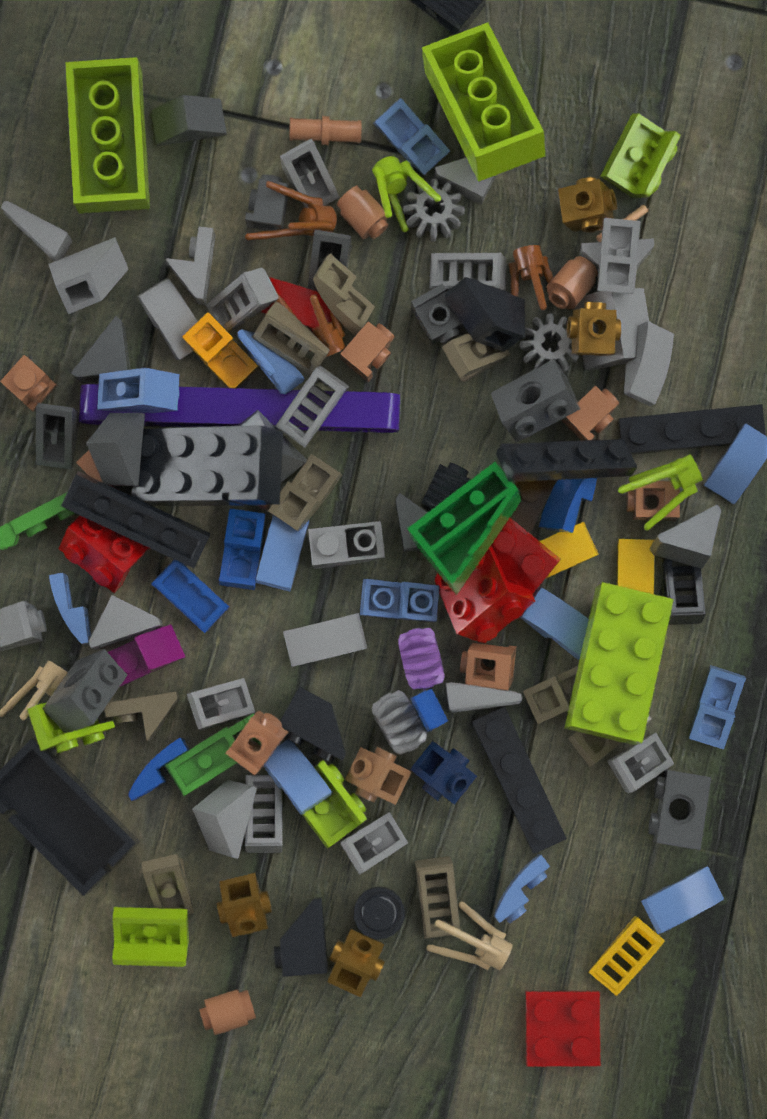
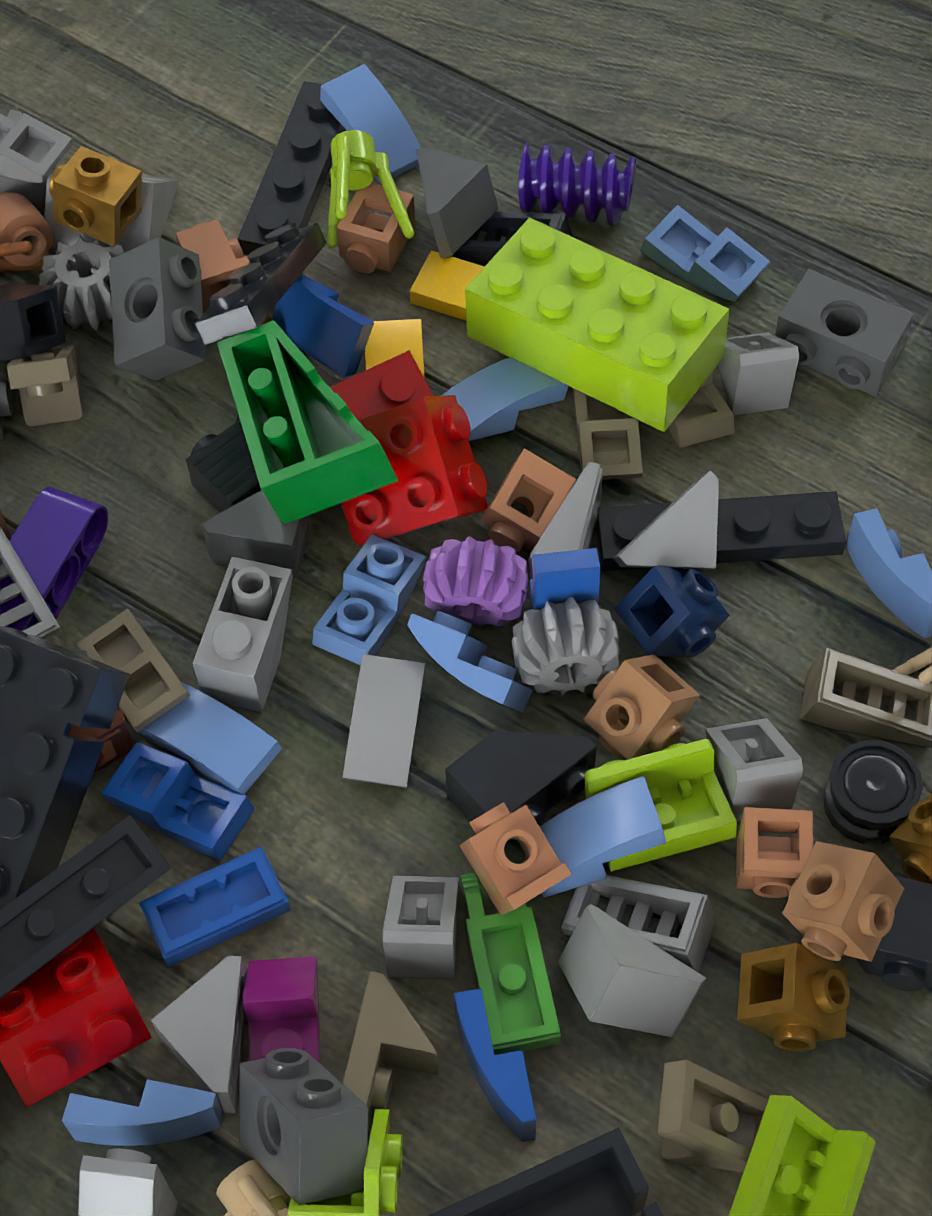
camera: 70 degrees left, 25 degrees down
(286, 916) = (843, 902): none -> medium nougat brick
(315, 873) = (768, 862): none -> nougat brick
(378, 661) = (462, 656): none -> medium blue slope
(488, 759) = (681, 534): none -> light grey slope
(649, 369) = (184, 178): light grey slope -> none
(734, 611) = (575, 184): none -> dark purple piece

